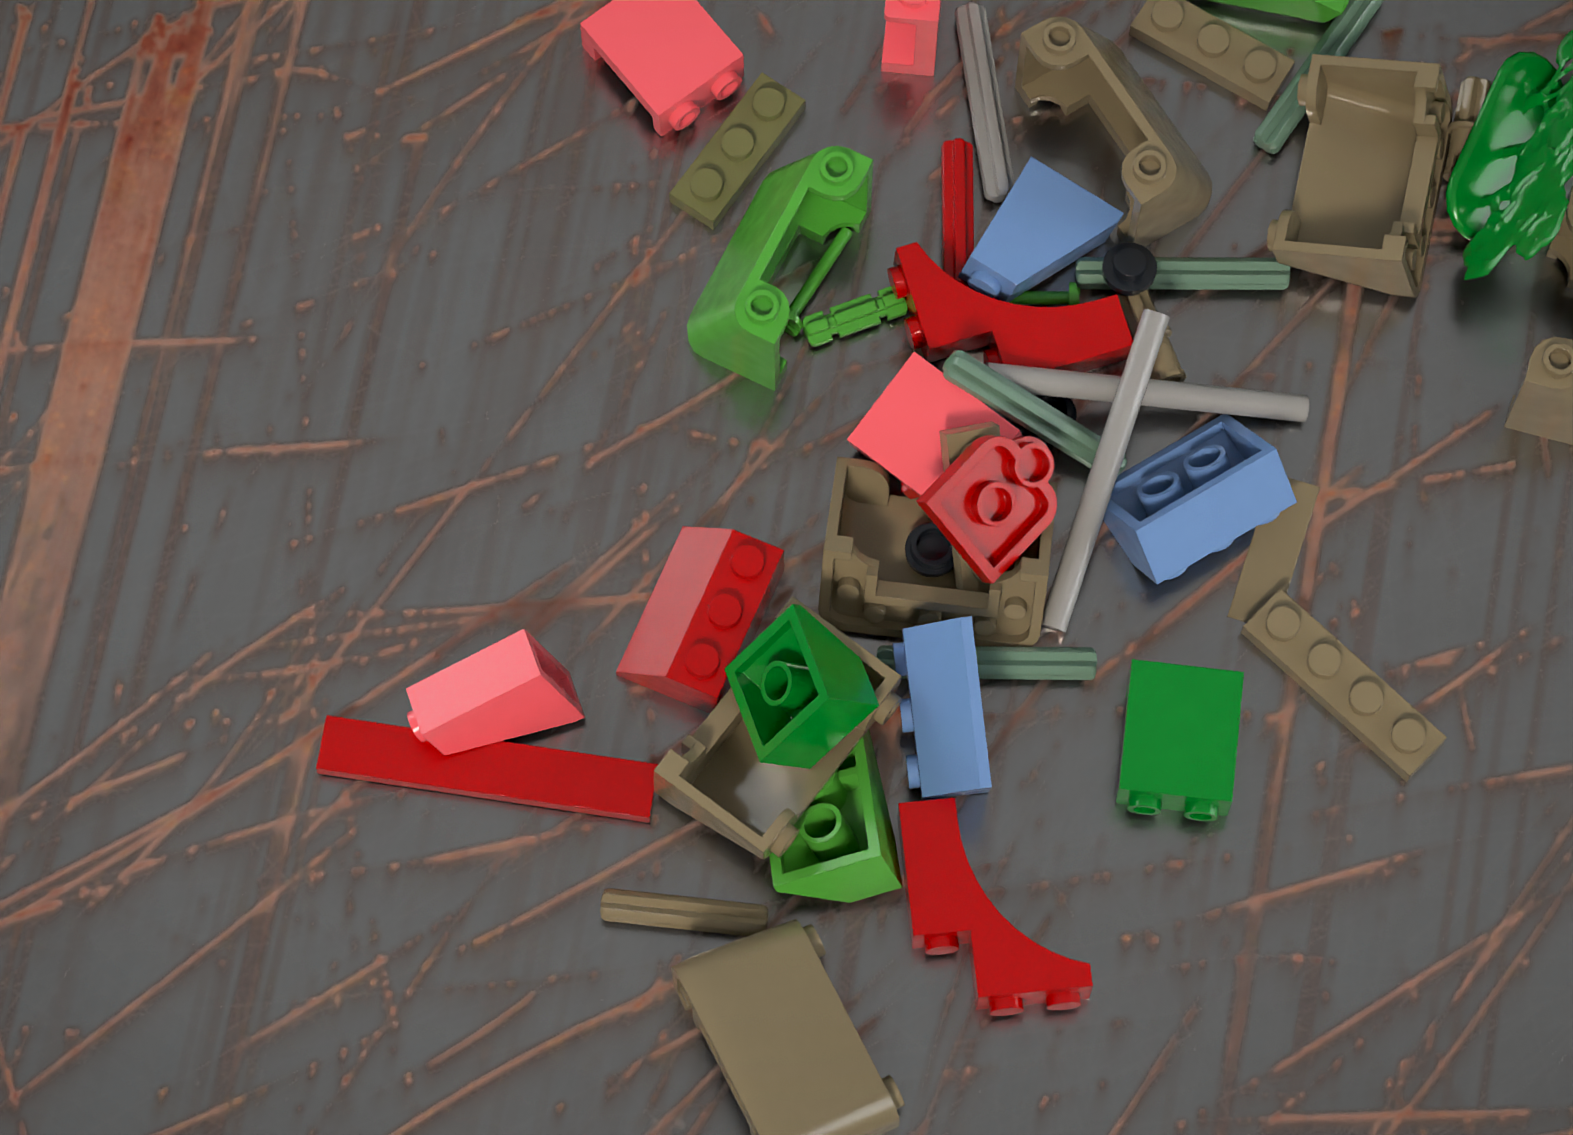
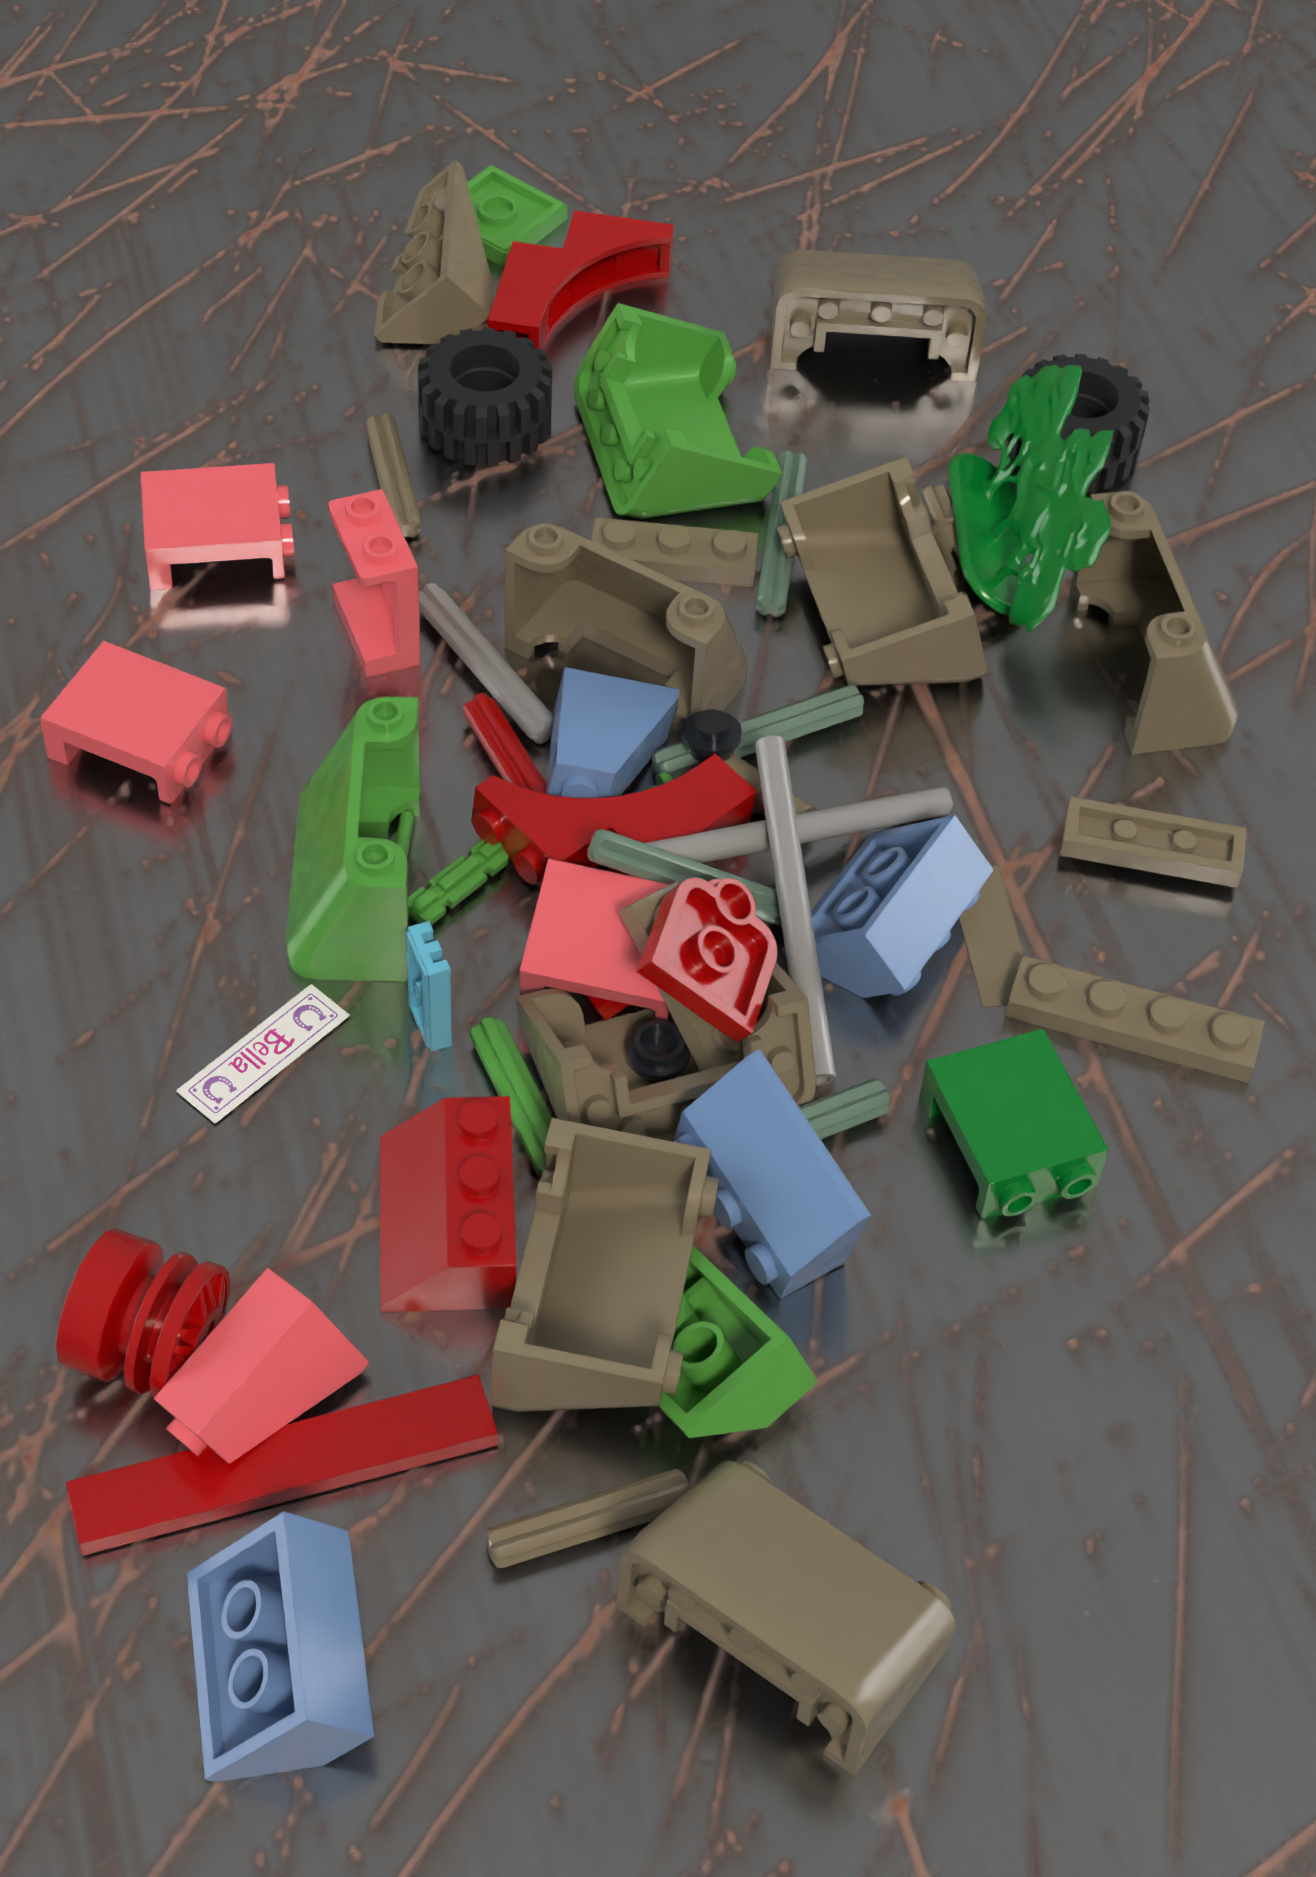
camera: 30 degrees left, 20 degrees down
(417, 913) = (278, 1651): none -> medium blue slope
(428, 612) = (138, 1312): none -> red wheel
(630, 408) = (262, 1053): none -> white sticker
(737, 151) = (257, 787): olive plate -> none
(771, 419) = (429, 987): none -> medium azure tile
(799, 690) = (608, 1206): green slope -> none
(807, 532) = (513, 1079): none -> bright green axle
(952, 909) = (883, 1382): red arch -> none
(1458, 528) = (1153, 841): none -> dark tan plate

